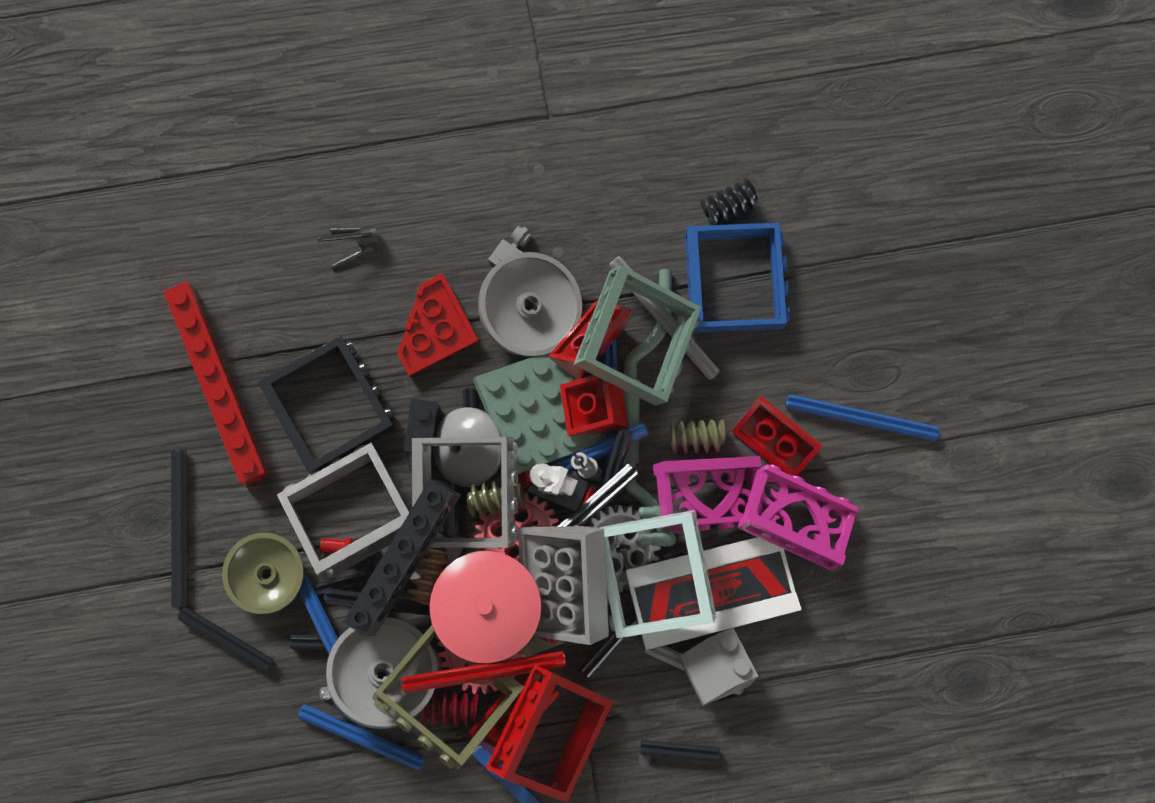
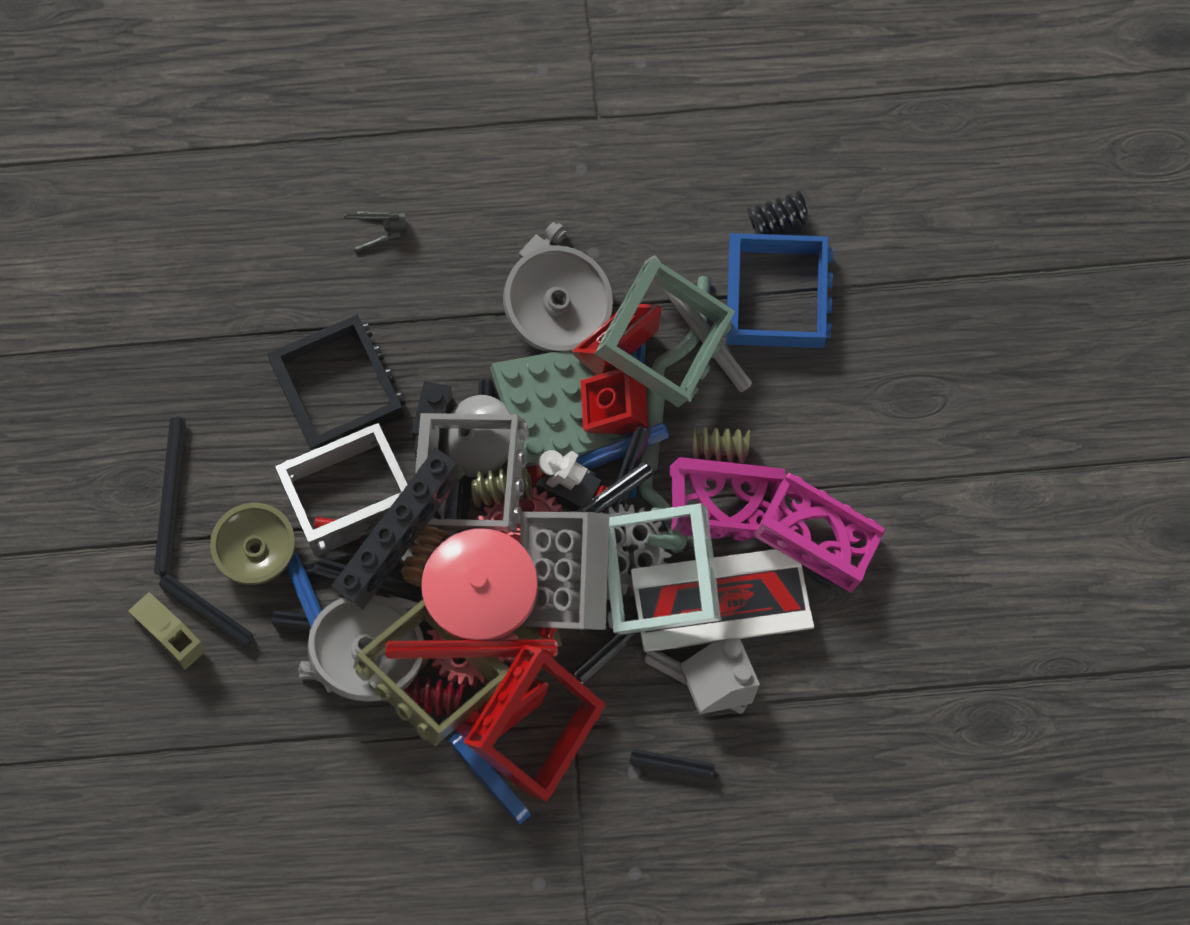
camera: 15 degrees right, 10 degrees down
(189, 665) = (167, 630): none -> olive slope
(216, 384) = (224, 355): red brick -> none
(361, 737) = (337, 720): blue axle -> none
(434, 328) = (455, 317): red plate -> none
(587, 467) = (601, 465): light grey axle -> none
(776, 437) = (806, 452): red slope -> none
(862, 417) = (900, 442): blue axle -> none

